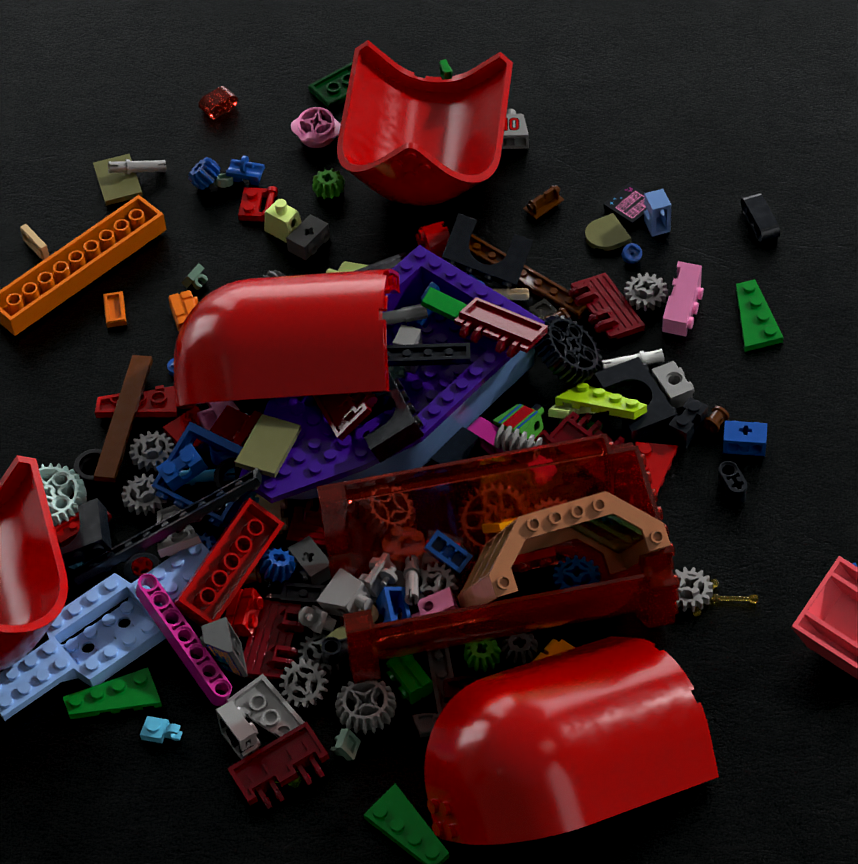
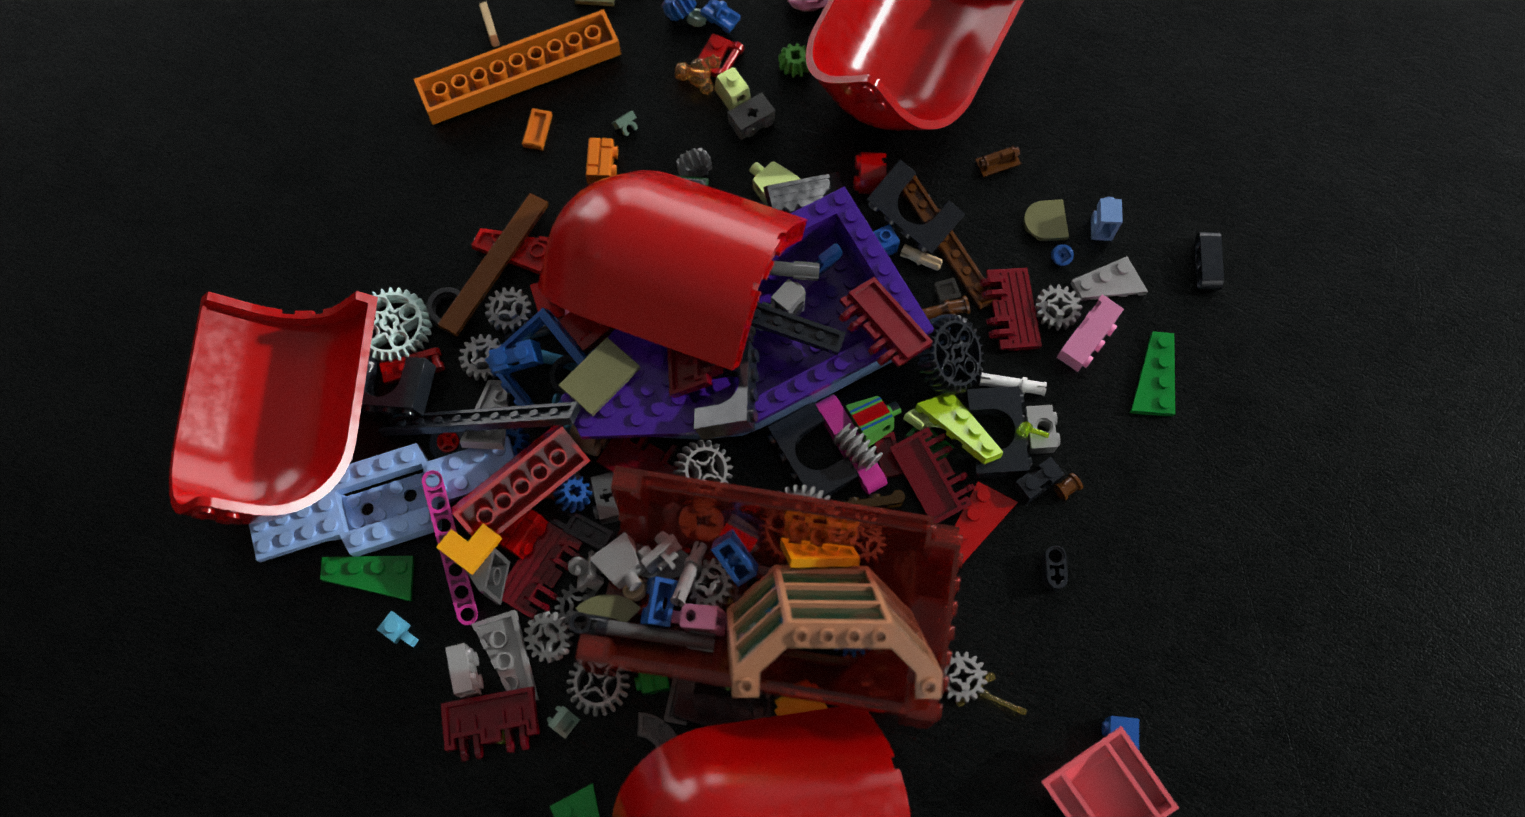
camera: 15 degrees right, 20 degrees up
(206, 628) = (469, 553): none -> light orange tile
(245, 218) = (698, 72): none -> clear orange animal
(442, 304) = (837, 274): green tile -> none
(515, 131) = (1004, 64): light grey torso -> none
(627, 205) = (1082, 194): black tile -> none
(659, 382) = (1026, 428): none -> clear neon green hand
(688, 252) = (1110, 280): none -> light grey wing
(745, 438) = (1076, 520): blue brick -> none

